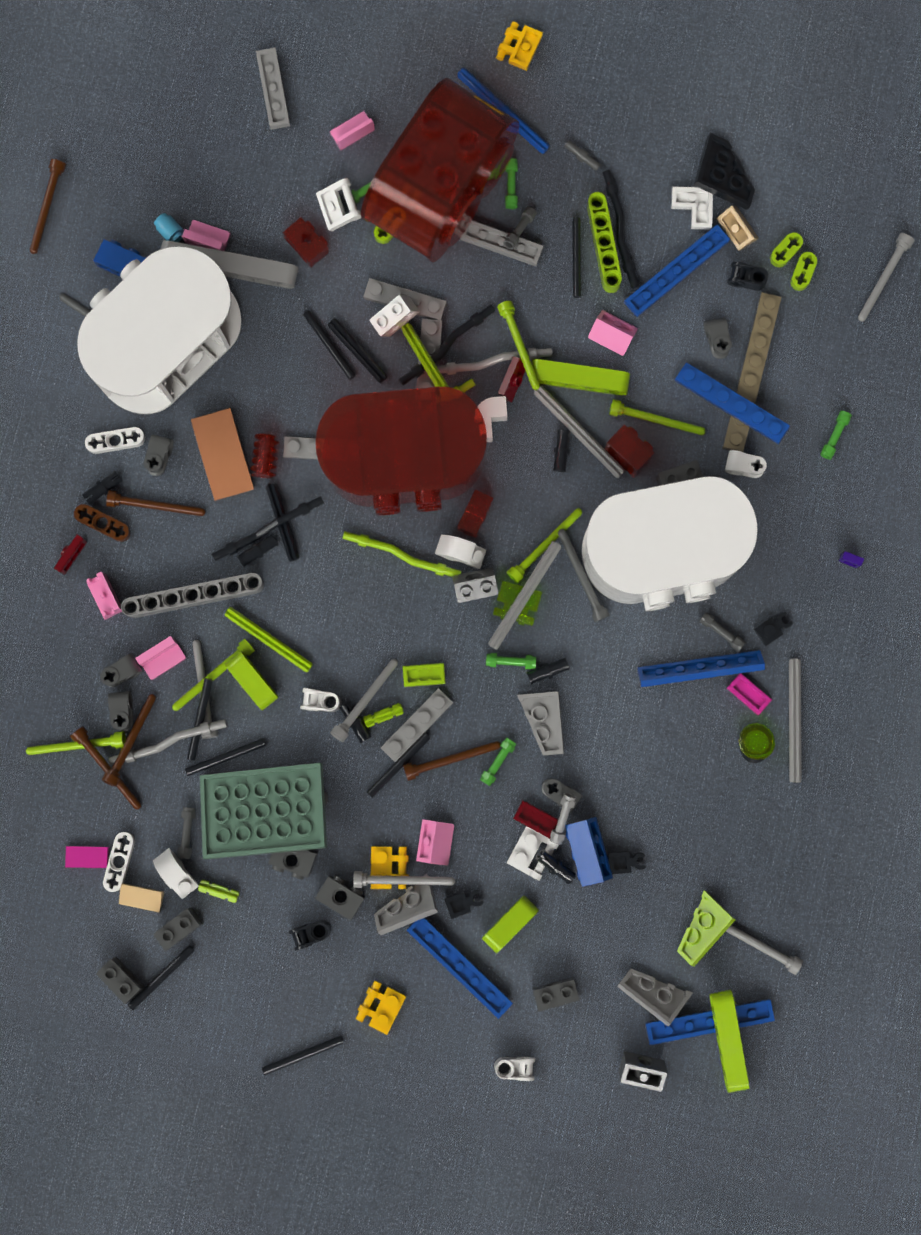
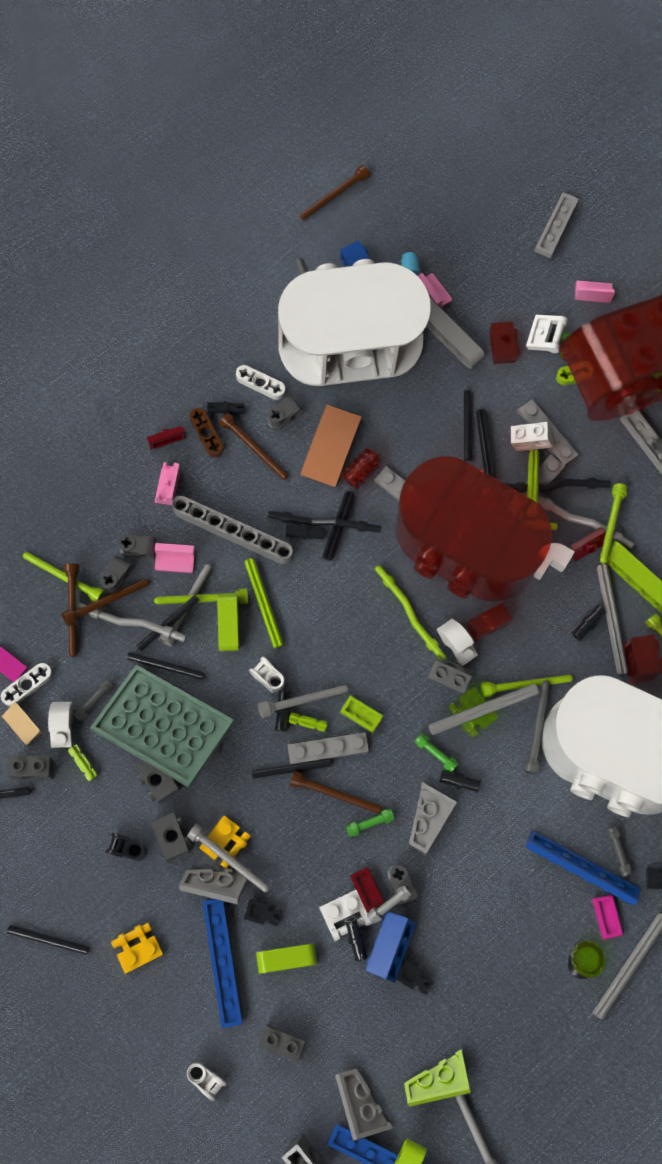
camera: 25 degrees right, 10 degrees down
(435, 842) = (275, 849): bright pink panel -> none

